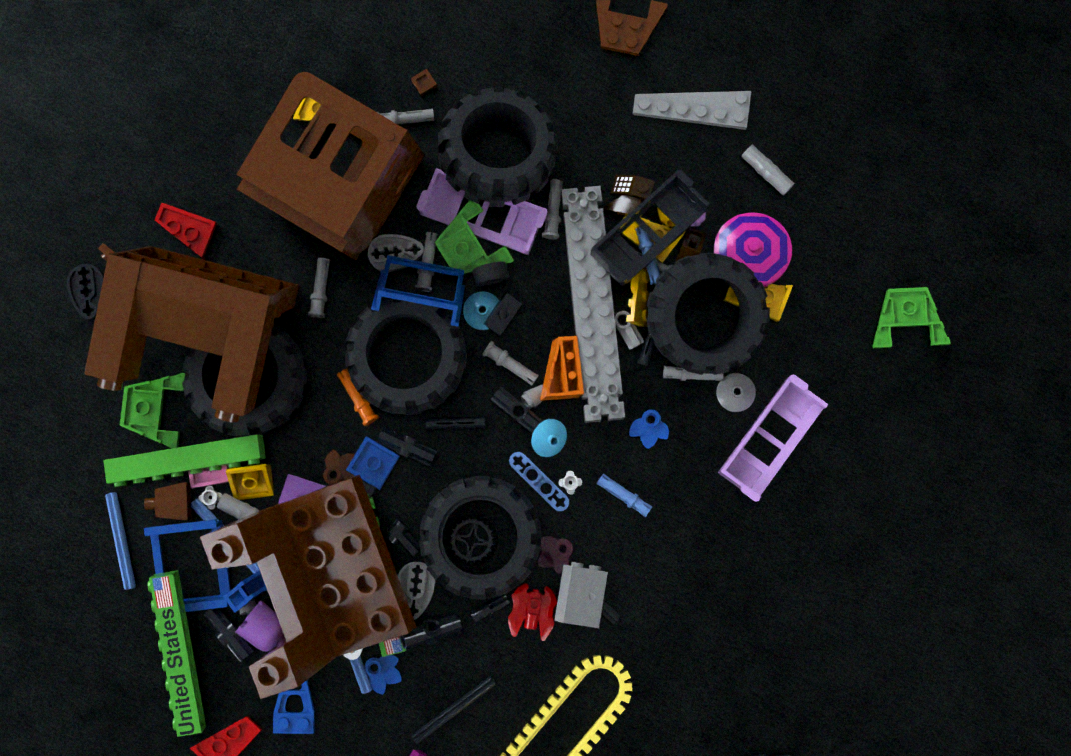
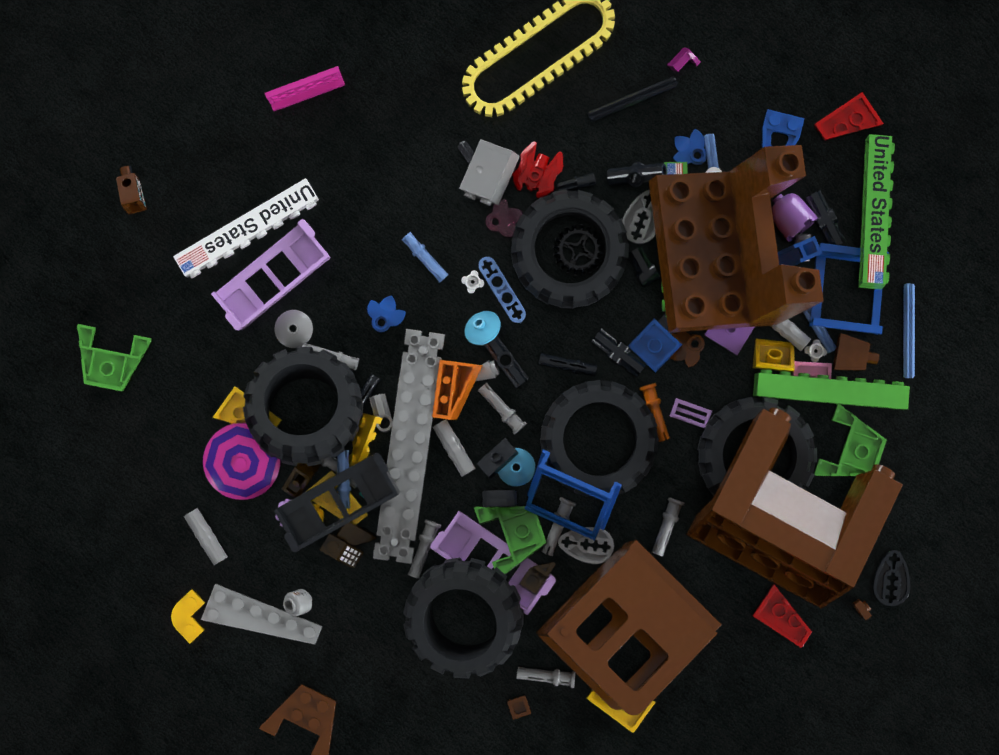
camera: 165 degrees left, 5 degrees up
(338, 406) = (675, 408): none -> lavender tile
(437, 208) = (536, 576): none -> dark brown slope
(548, 313) = (453, 447): none -> light grey axle
(662, 128) = (297, 602): none -> light grey head
(768, 89) = (182, 616): none -> yellow plate
(789, 636) = (305, 88): none -> dark pink fence
(809, 480) = (245, 228): none -> white brick
(936, 487) = (130, 191): none -> reddish brown torso

